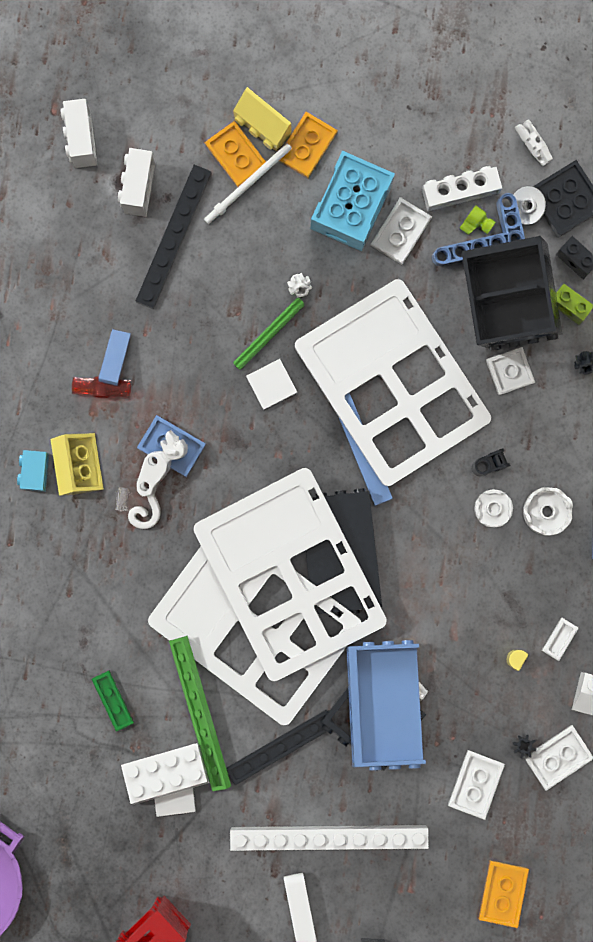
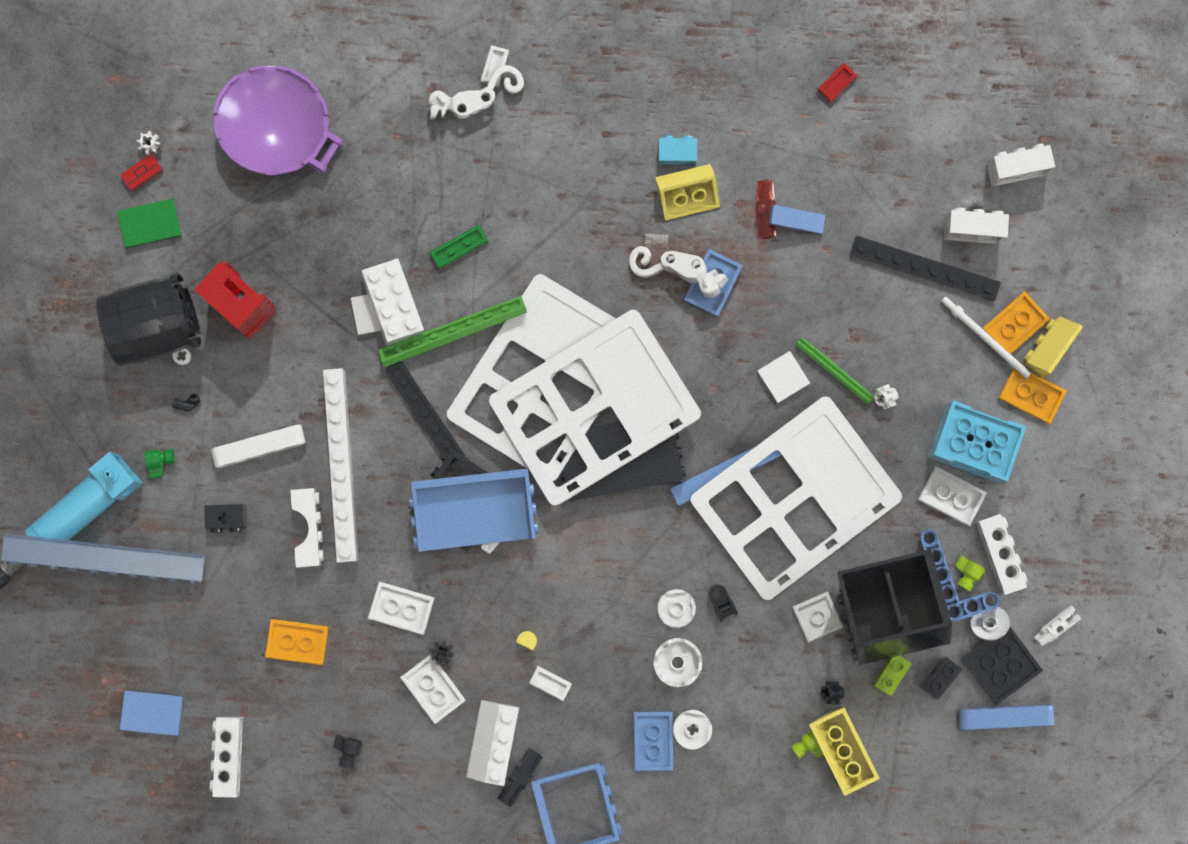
camera: 85 degrees right, 0 degrees up
(364, 875) = (309, 552): none -> white arch

